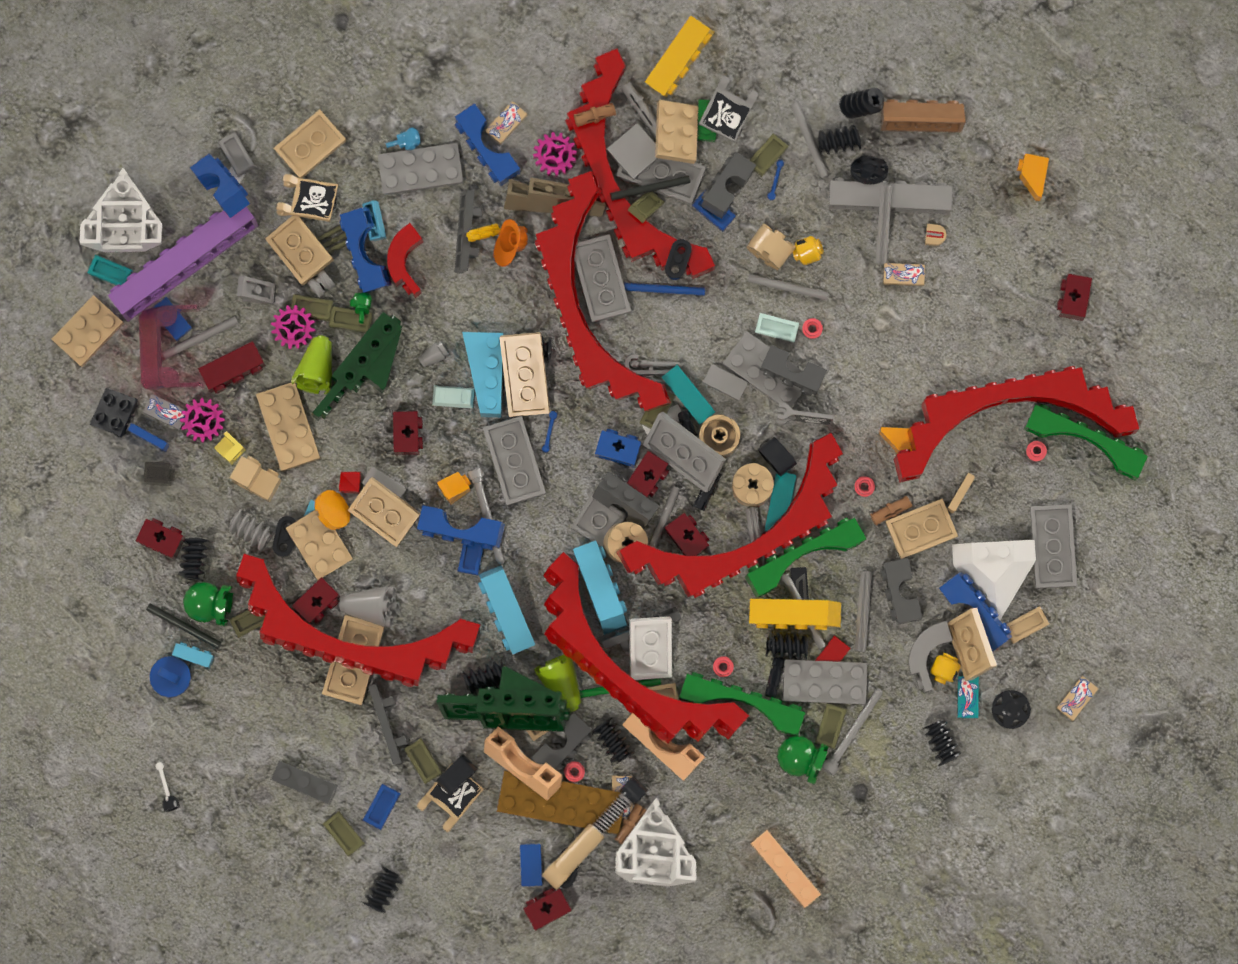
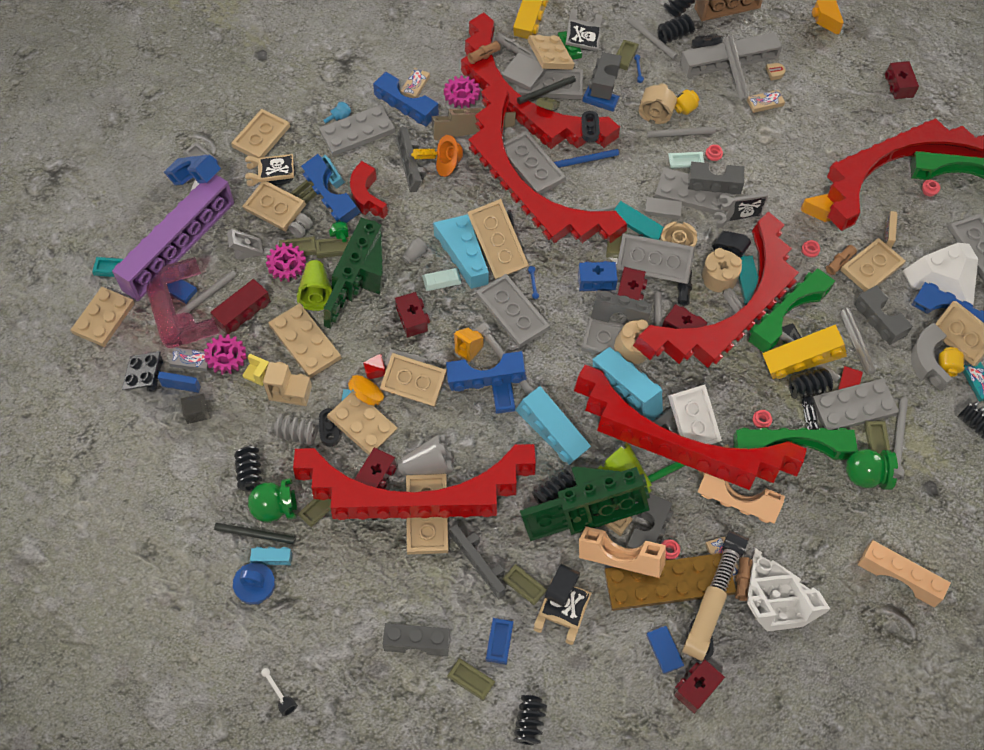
camera: 20 degrees left, 20 degrees down
(121, 220) = (113, 223): white wedge -> none
(153, 528) = (212, 462): dark red brick -> none
(612, 741) = (694, 510): black piece -> none

